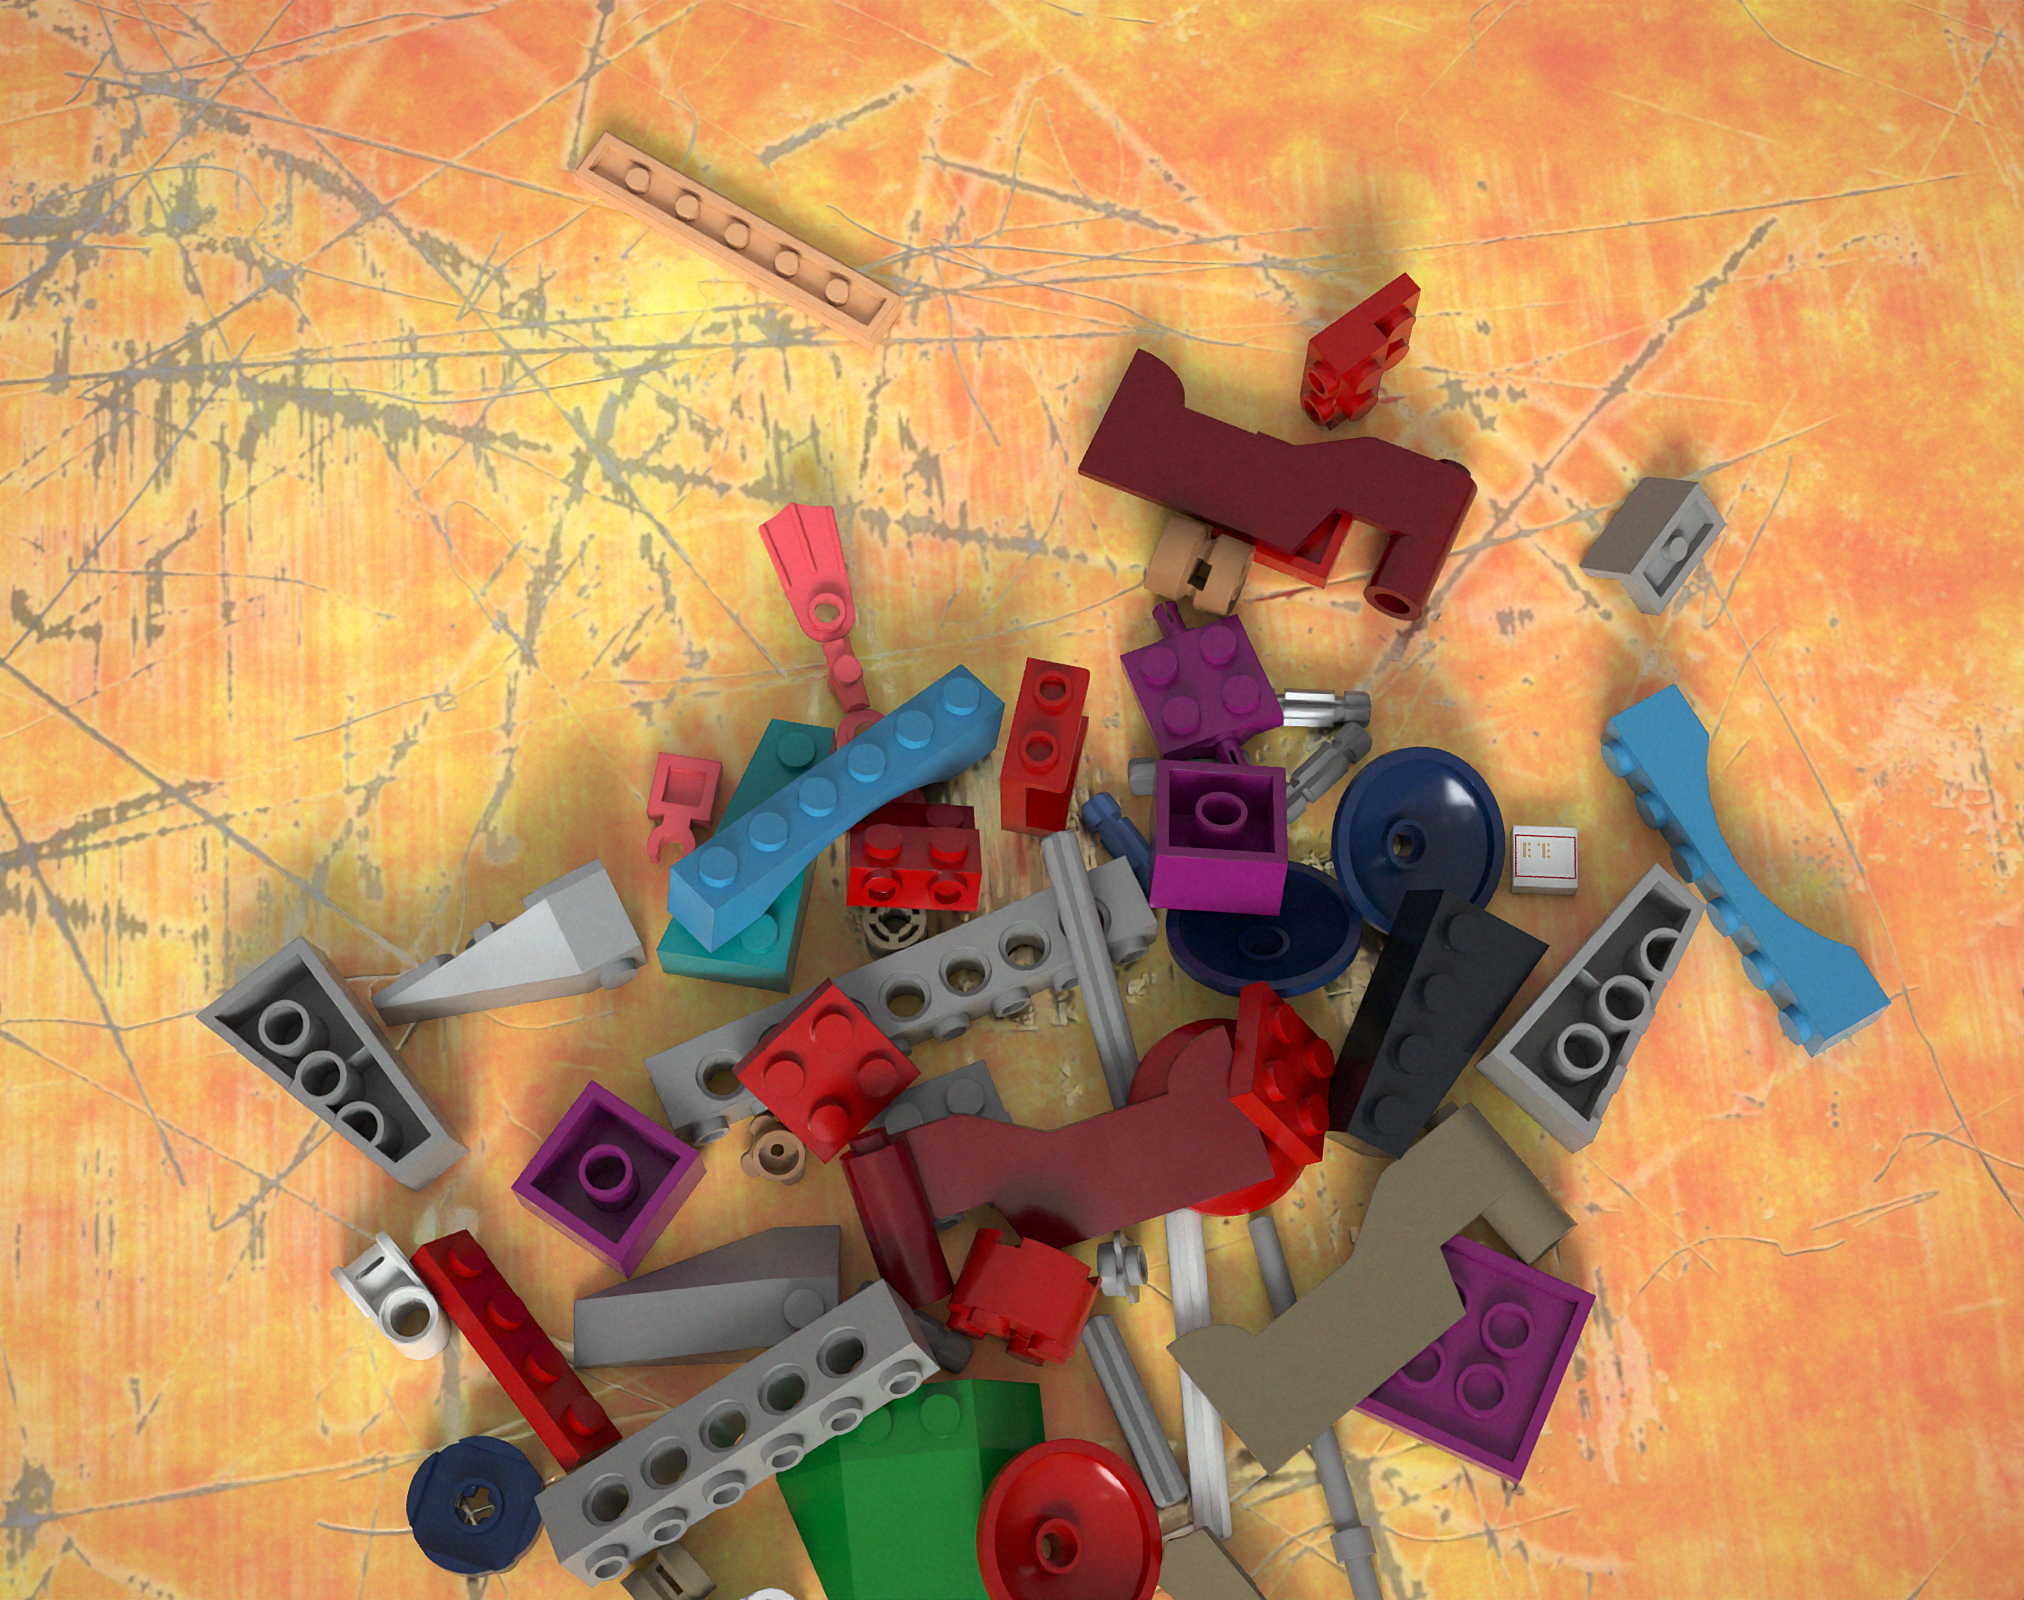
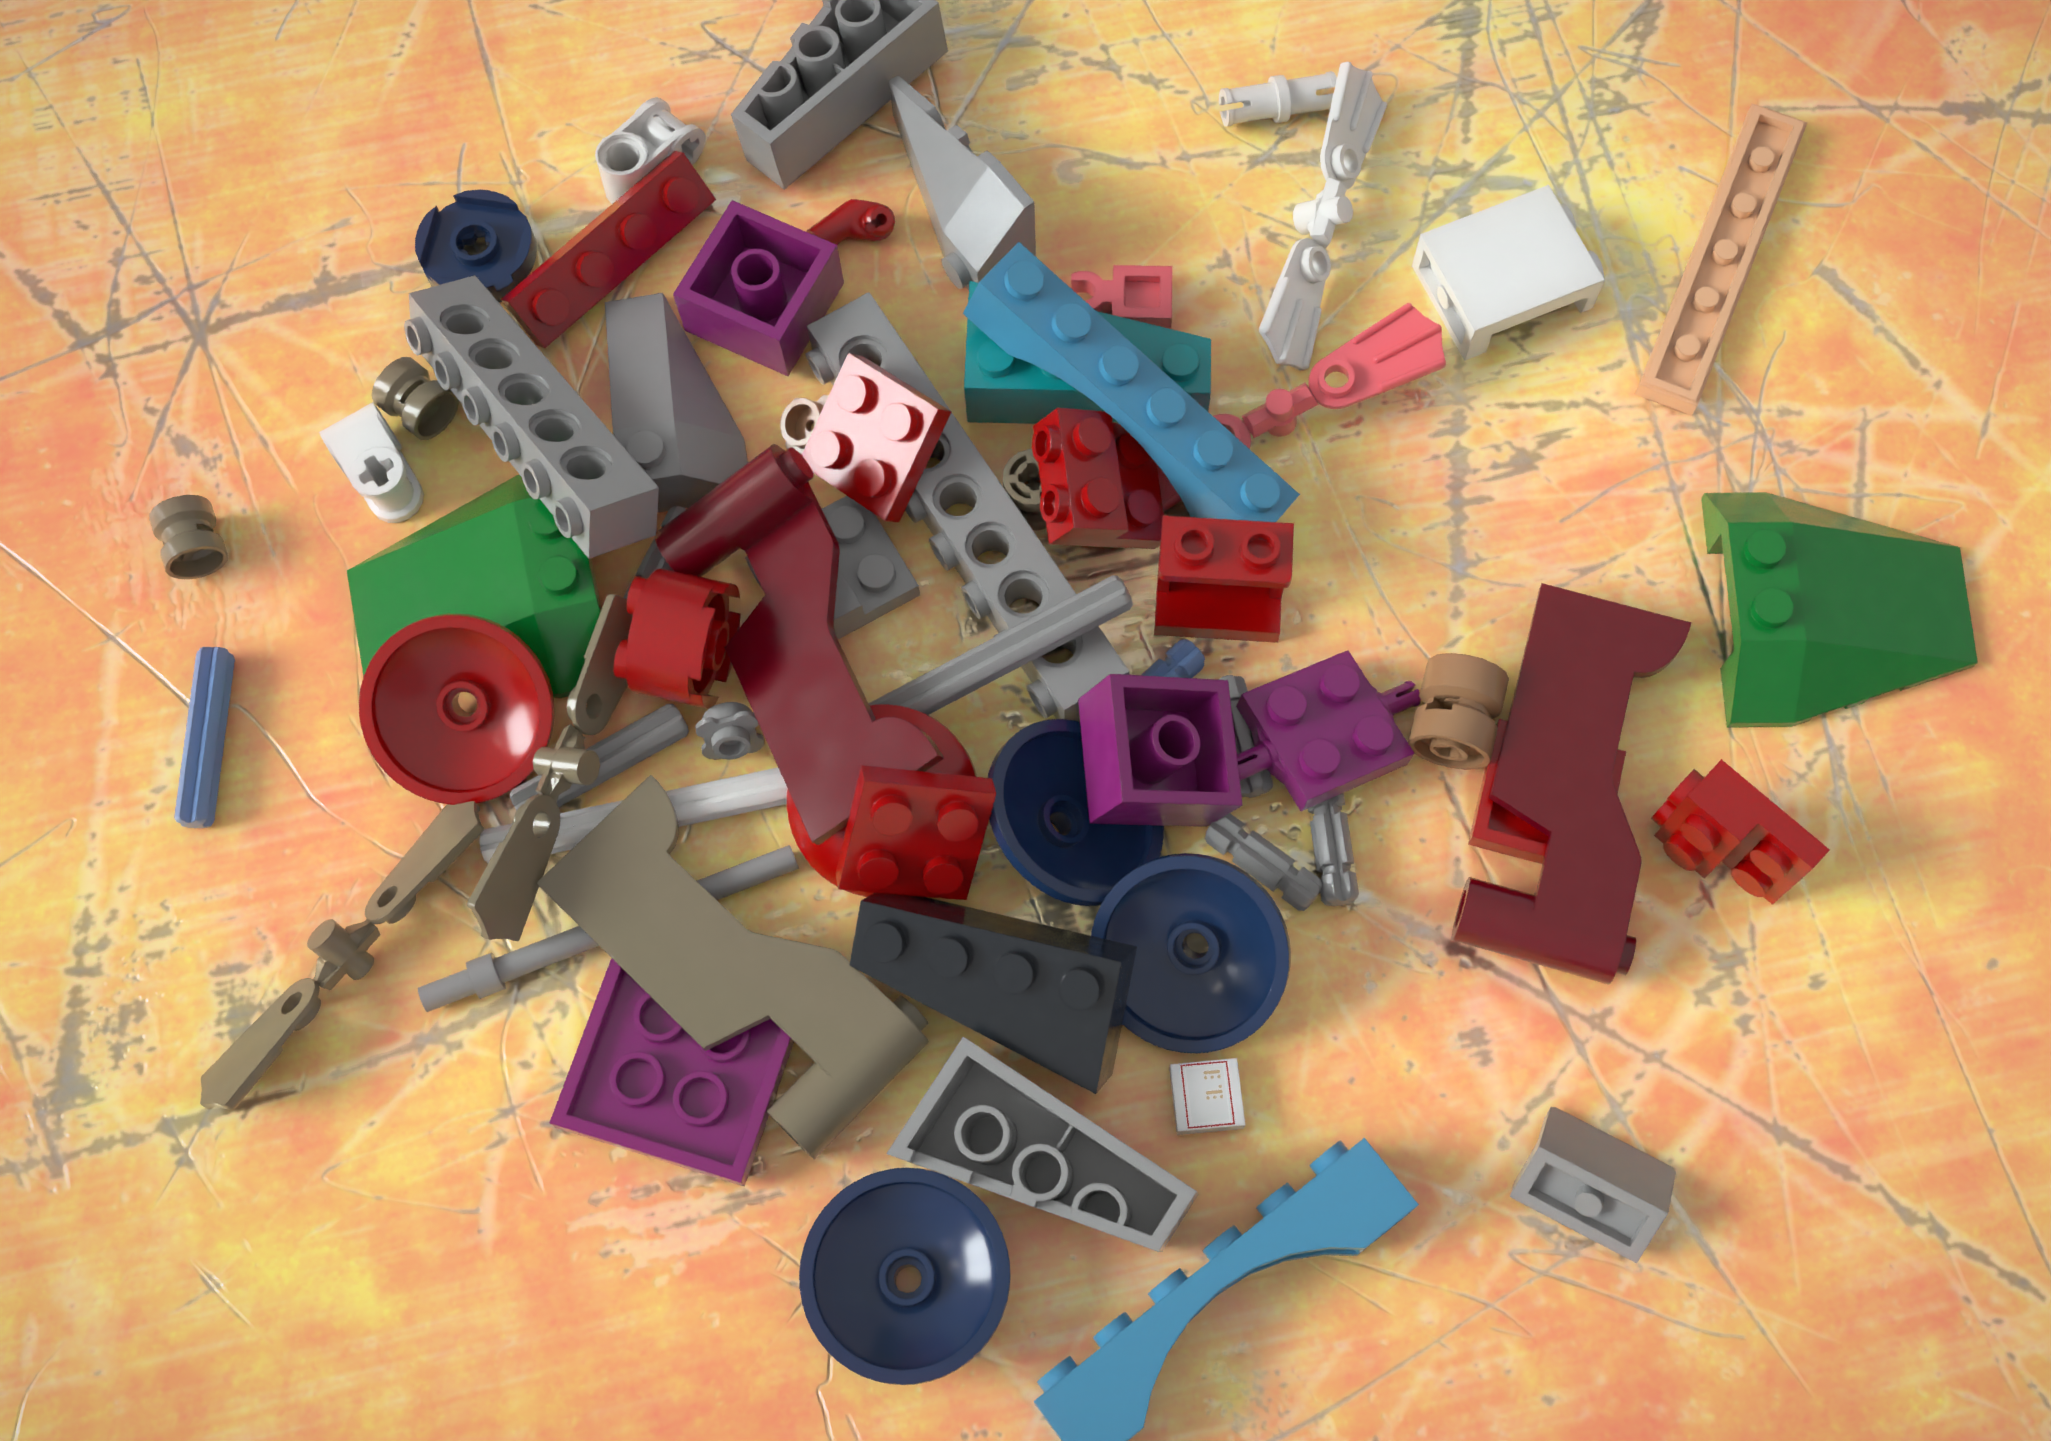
camera: 85 degrees right, 0 degrees up
(468, 617) = (1277, 98): none -> white pin
(526, 1077) = (856, 221): none -> red arm
(625, 594) = (1294, 308): none -> white piece
(727, 434) = (1506, 268): none -> white panel
(1127, 228) = (1830, 608): none -> green wedge
(1148, 1436) = (511, 877): none -> dark tan piece
(1725, 1110) = (862, 1245): none -> dark blue dish

